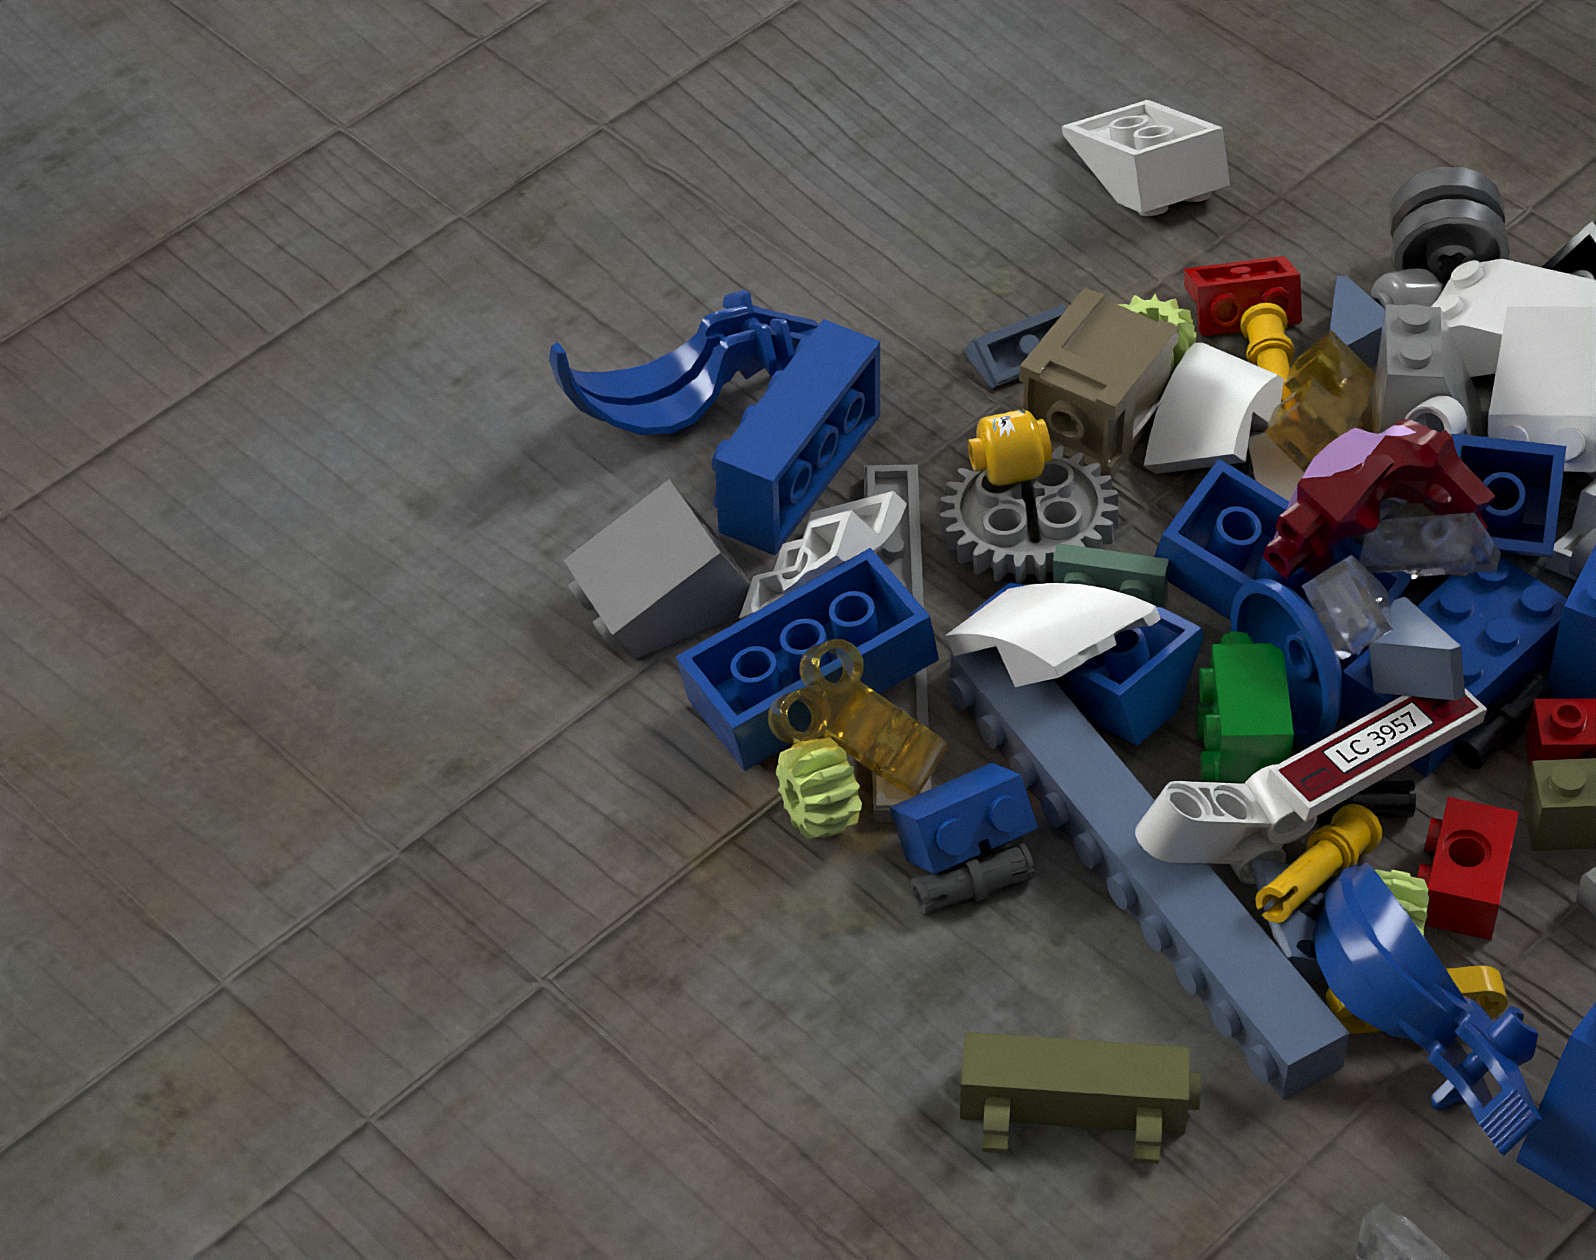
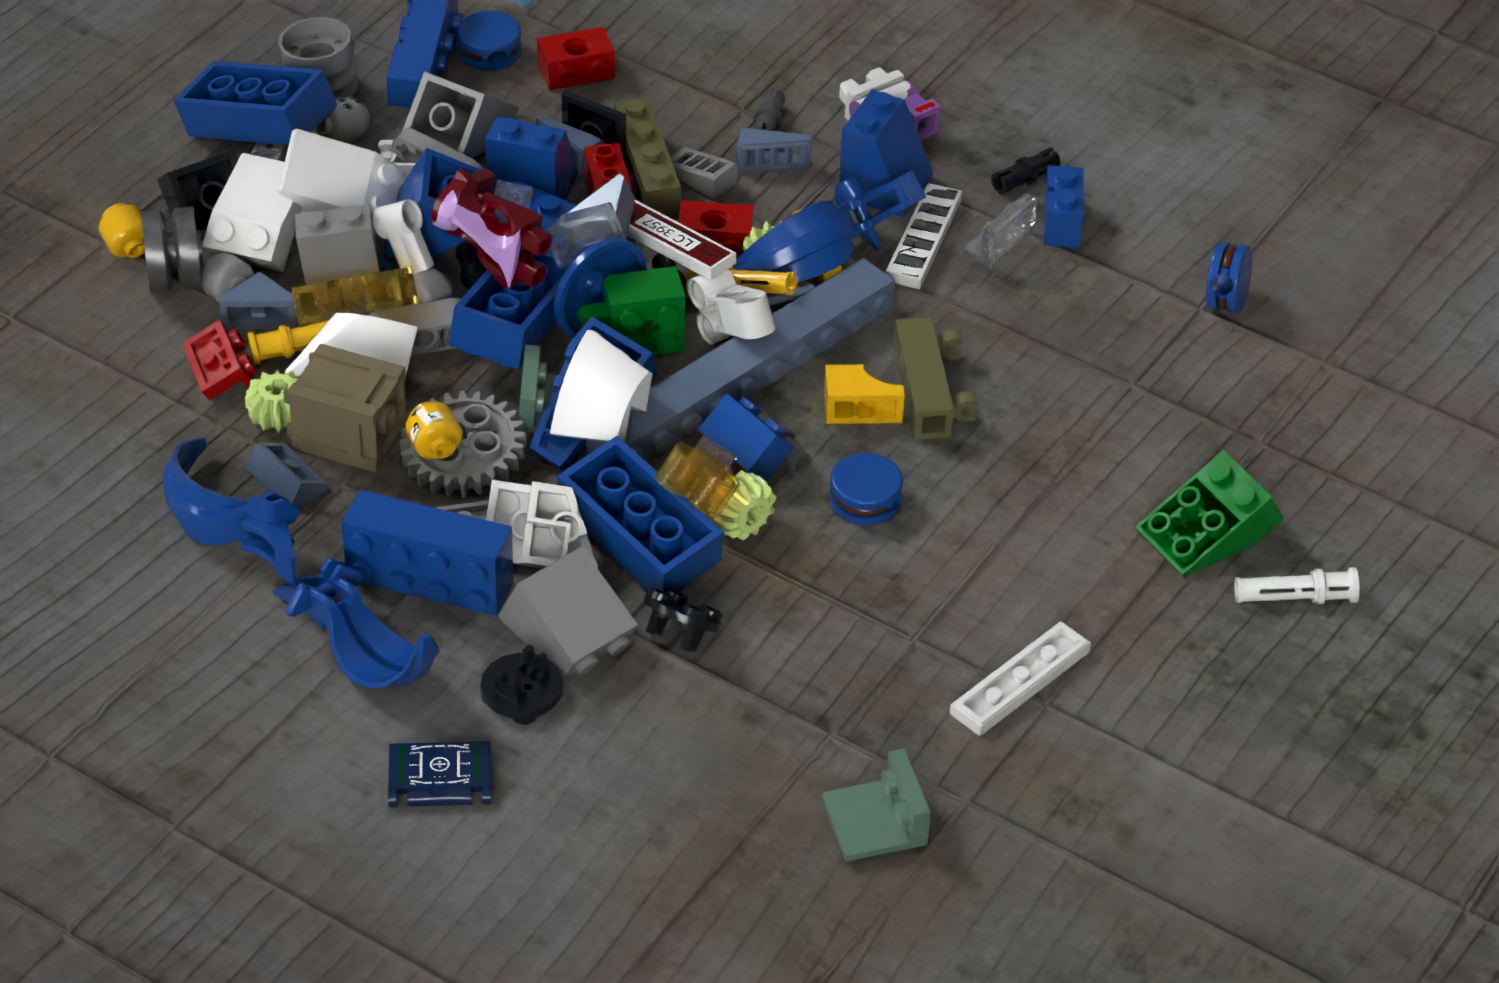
camera: 105 degrees left, 5 degrees down
(216, 860) = (880, 814): none -> sand green bracket
(421, 1091) = (1020, 678): none -> white tile
(457, 444) = (439, 773): none -> dark blue piece
(563, 511) = (509, 677): none -> black plate
(650, 677) = (674, 605): none -> black plate
(842, 962) = (865, 489): none -> blue head
(949, 224) = (221, 519): none -> blue piece
(1052, 979) = (858, 398): none -> yellow arch
(1151, 155) = (75, 419): white slope -> none
(1452, 1172) = (924, 235): none -> tile
(1529, 209) = (122, 230): none -> yellow head

